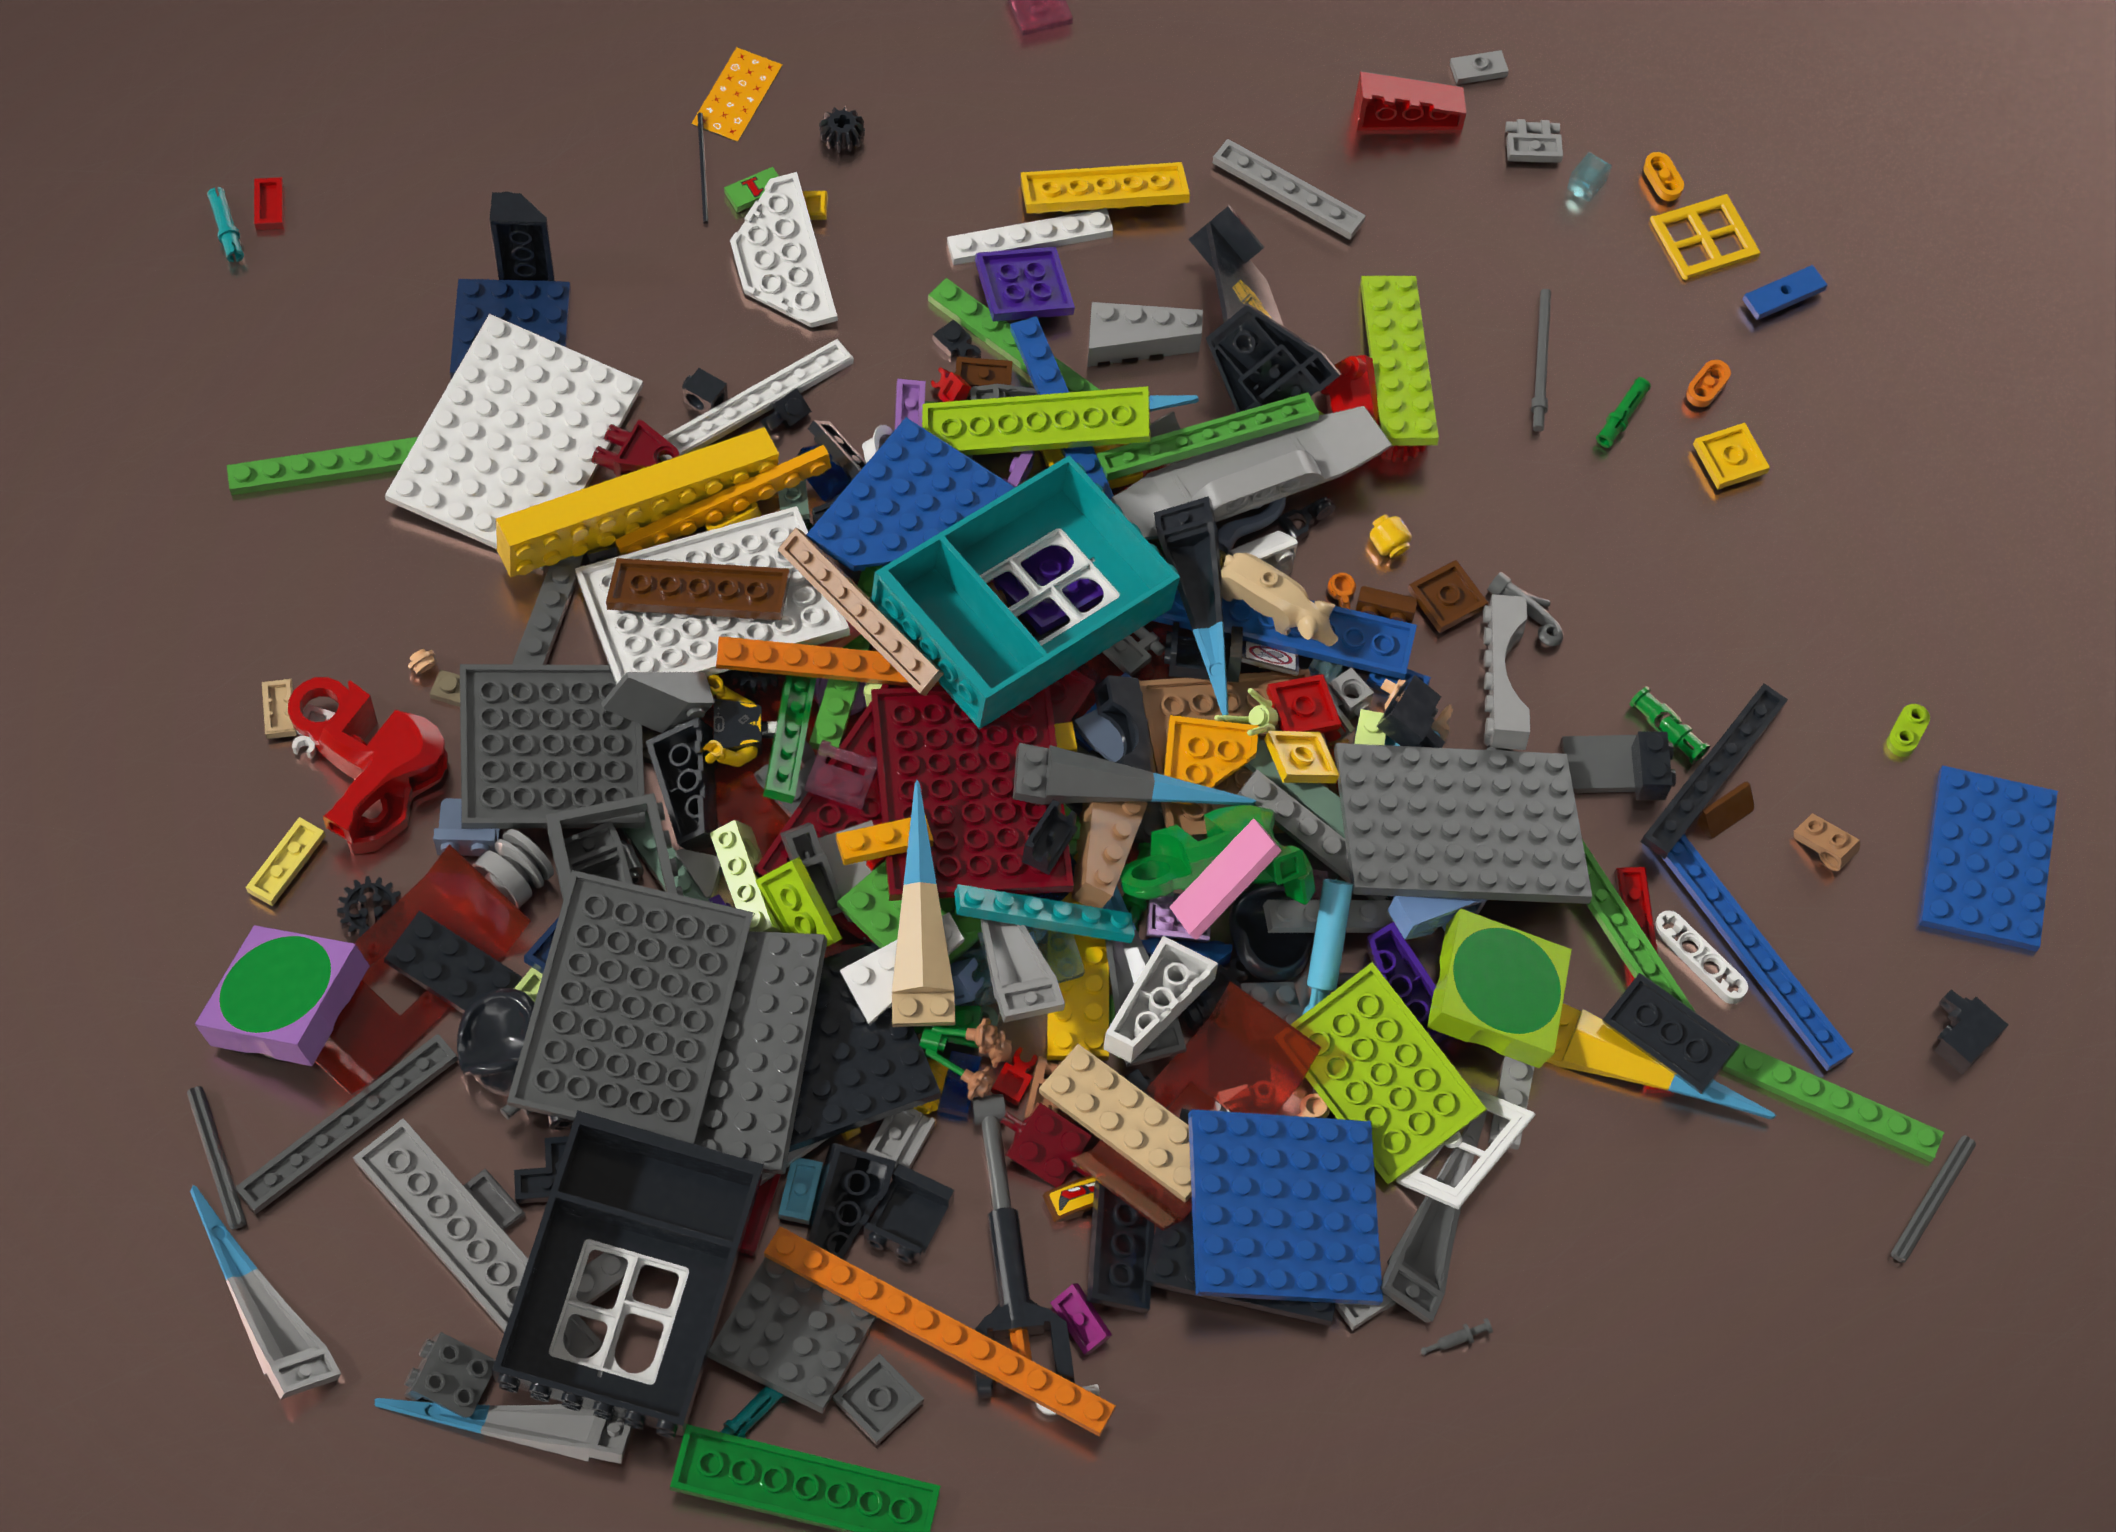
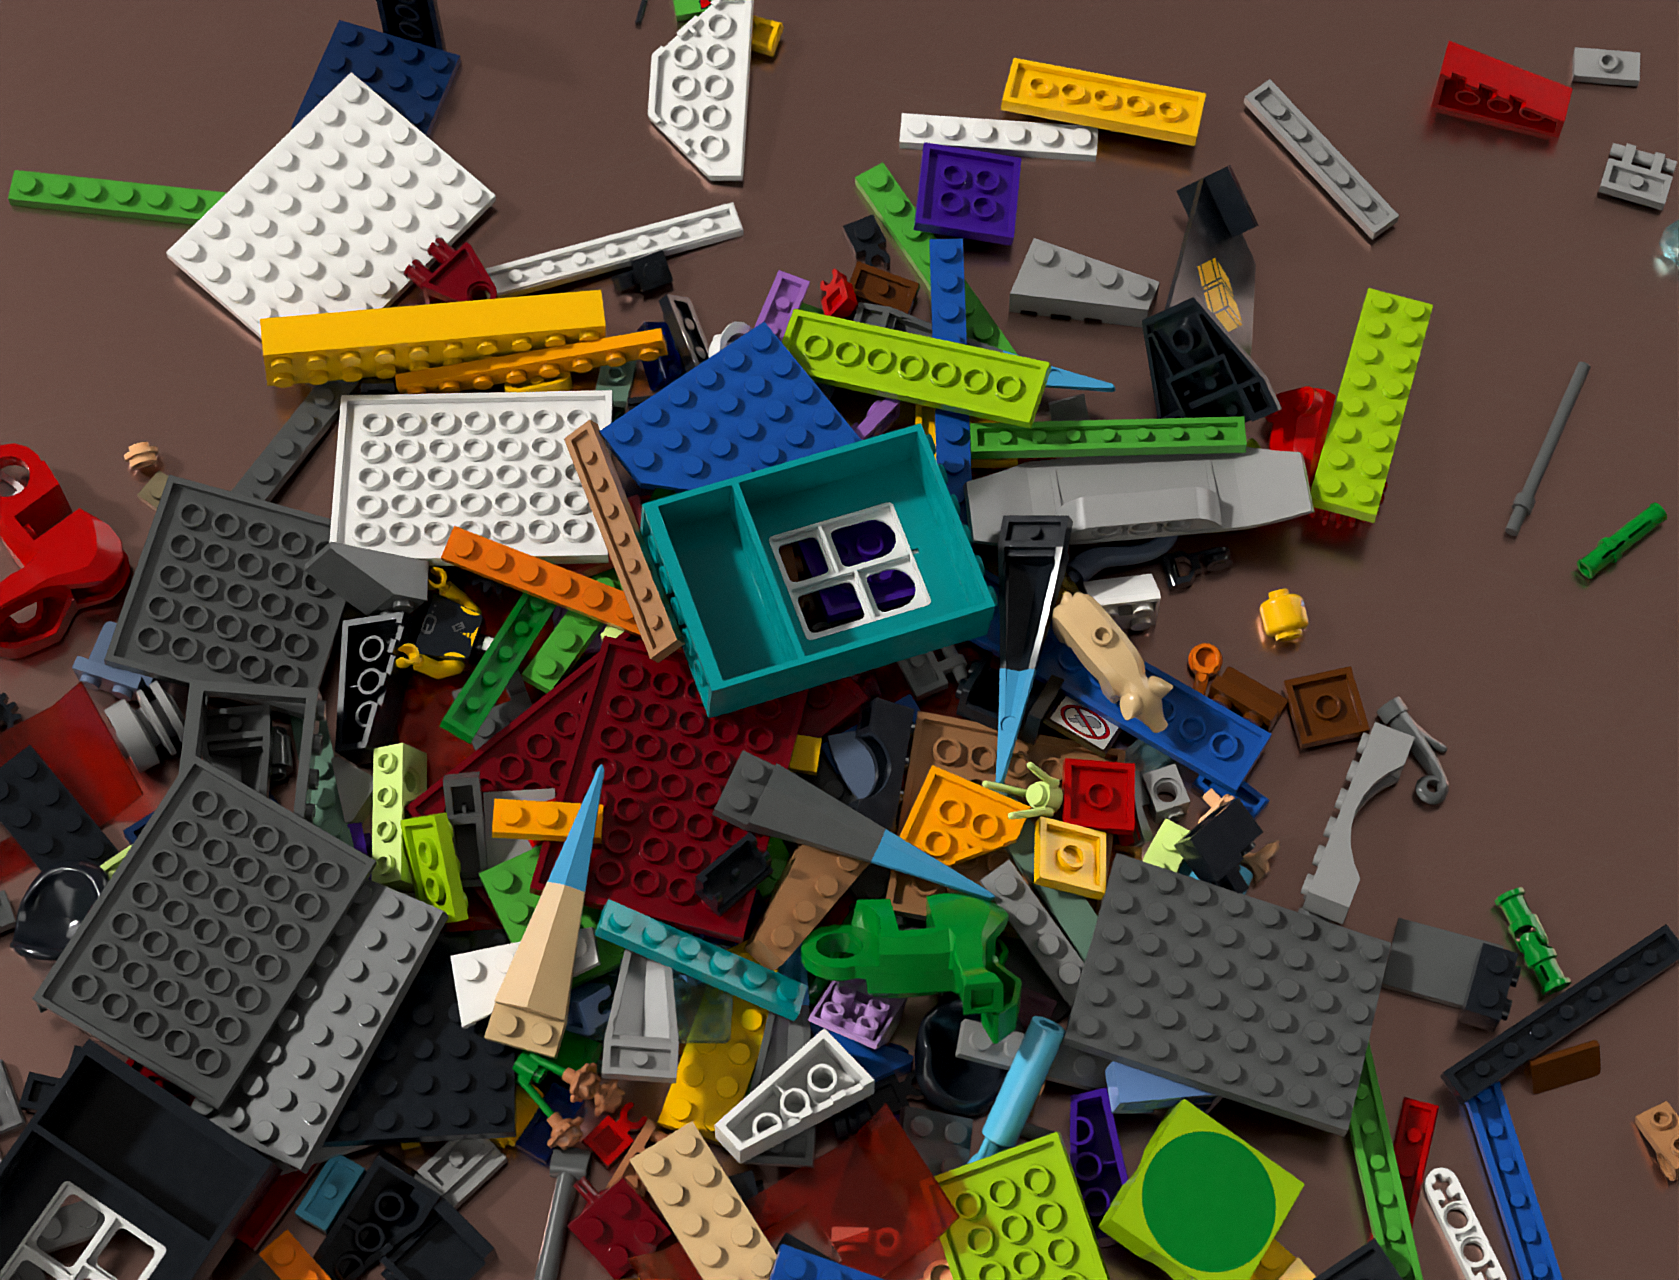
camera: 25 degrees right, 5 degrees up
(698, 589) = (460, 461): reddish brown plate -> none
(704, 391) = (560, 224): black brick -> none
(840, 783) = (531, 733): clear pink plate -> none
(1225, 879) = (910, 986): bright pink tile -> none

